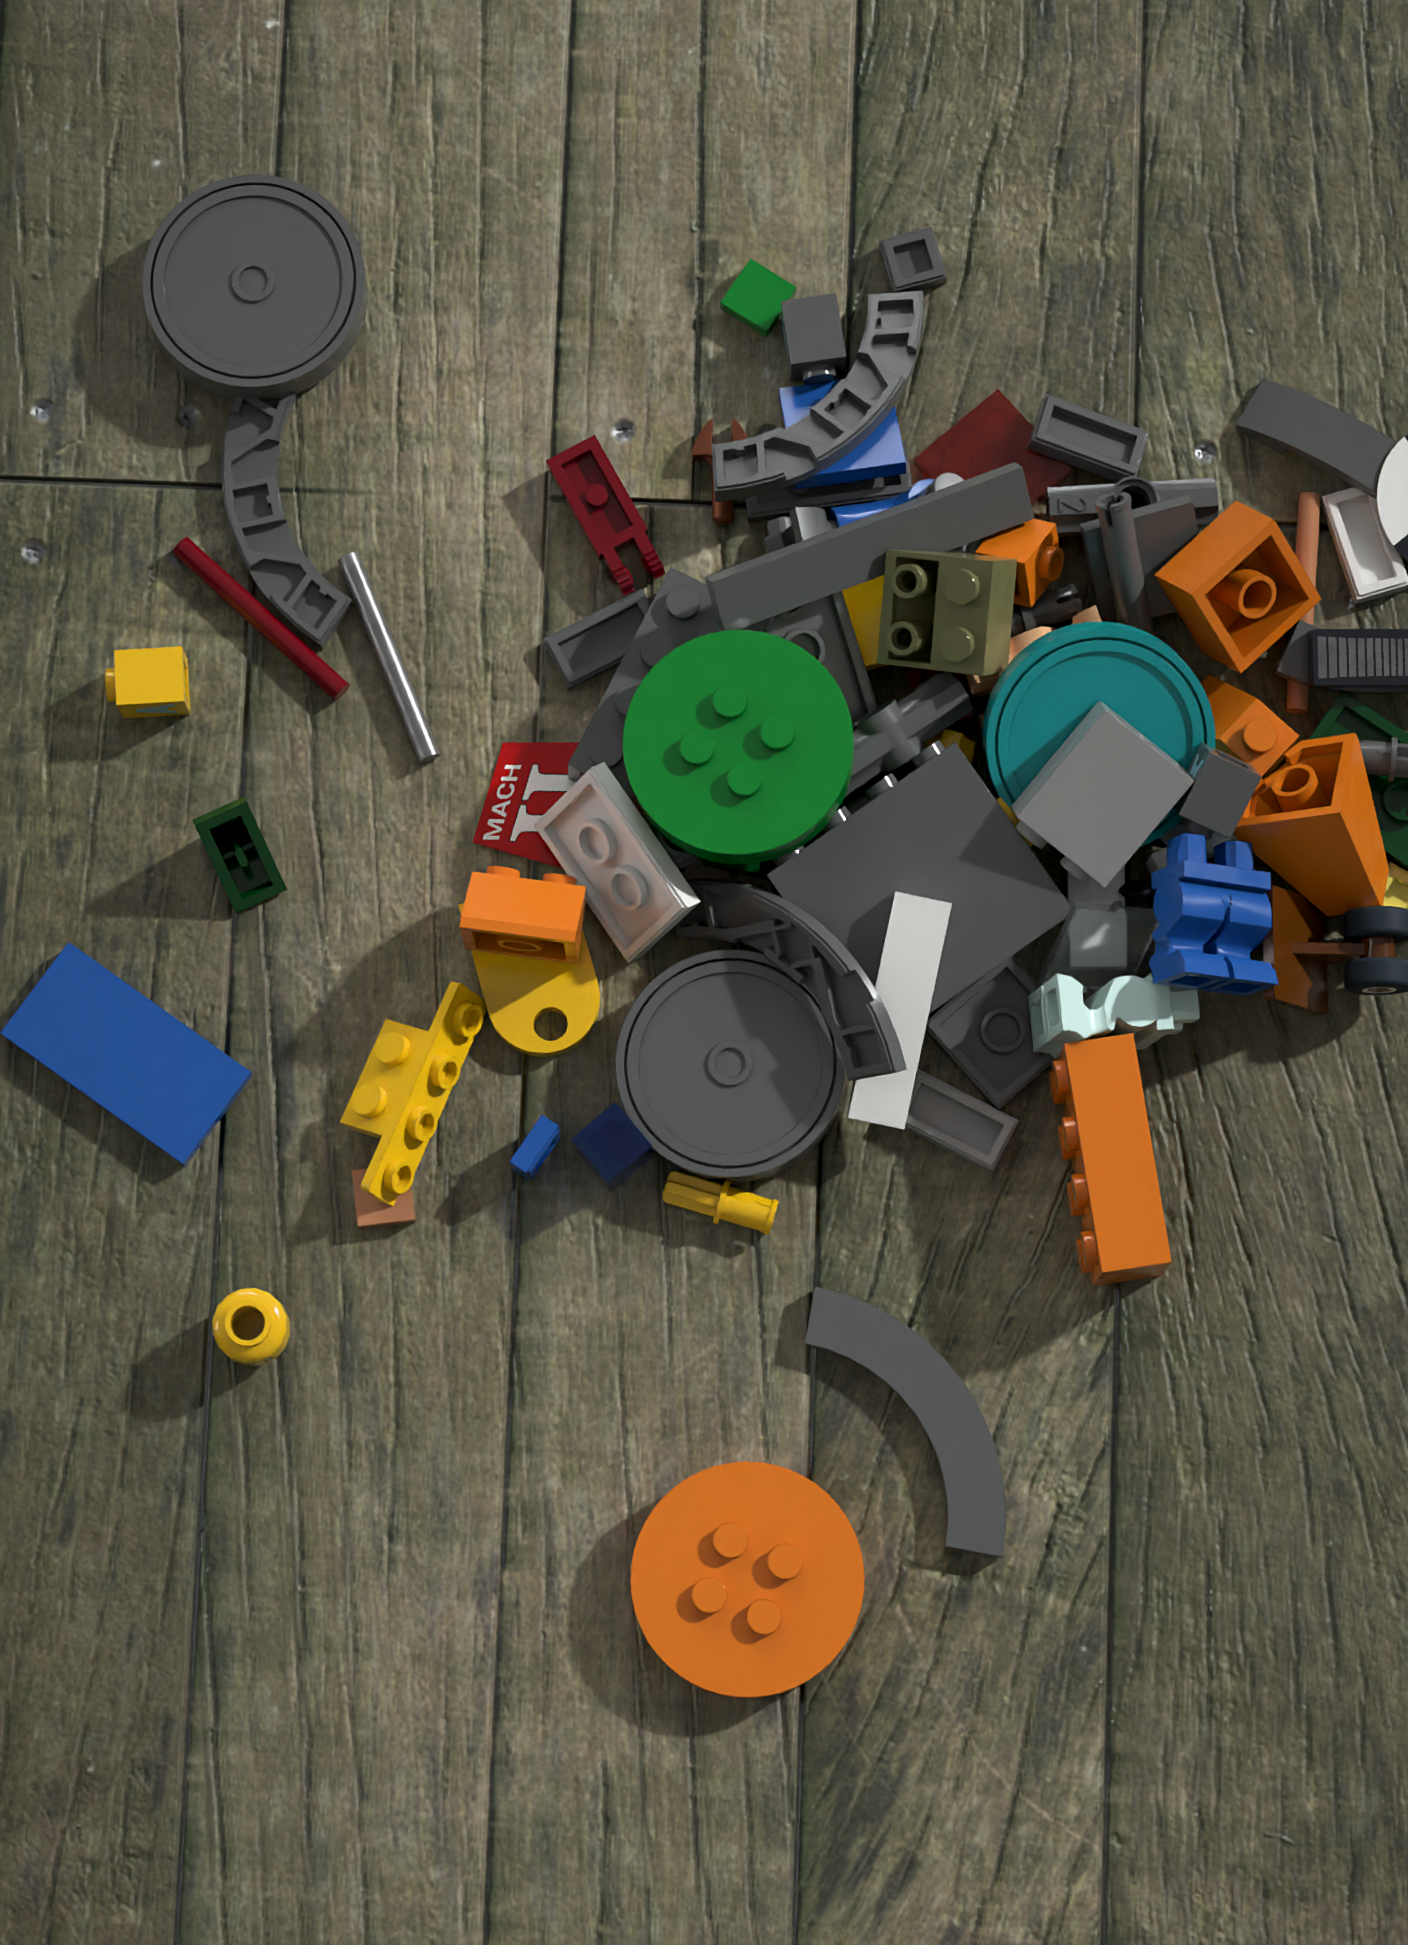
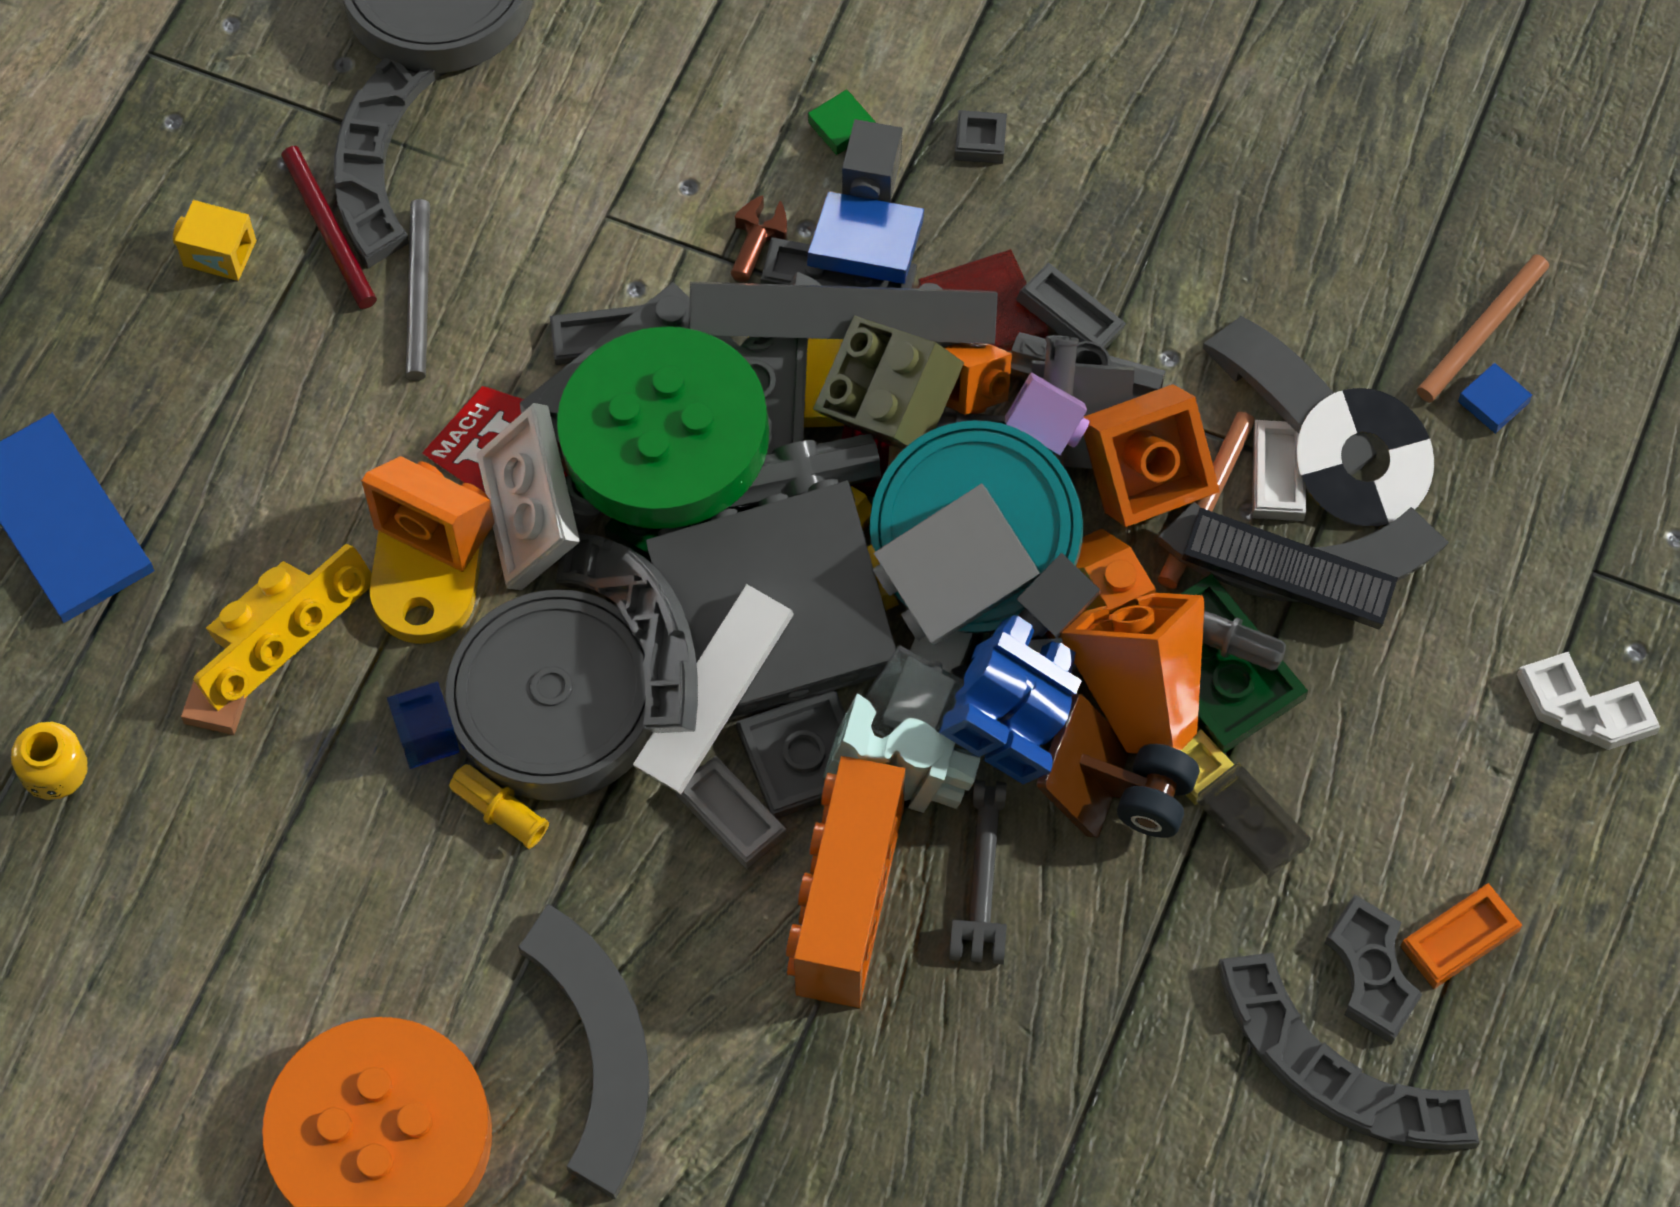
camera: 20 degrees right, 15 degrees down
(239, 854) = (222, 387): dark green slope -> none
(535, 1148) = (358, 704): blue tile -> none
(603, 509) = (642, 231): dark red hinge -> none
(840, 418) = (866, 223): dark grey tile -> none
(1126, 590) = (1048, 414): none -> lavender brick
(1247, 1152) = (978, 929): none -> dark grey hinge

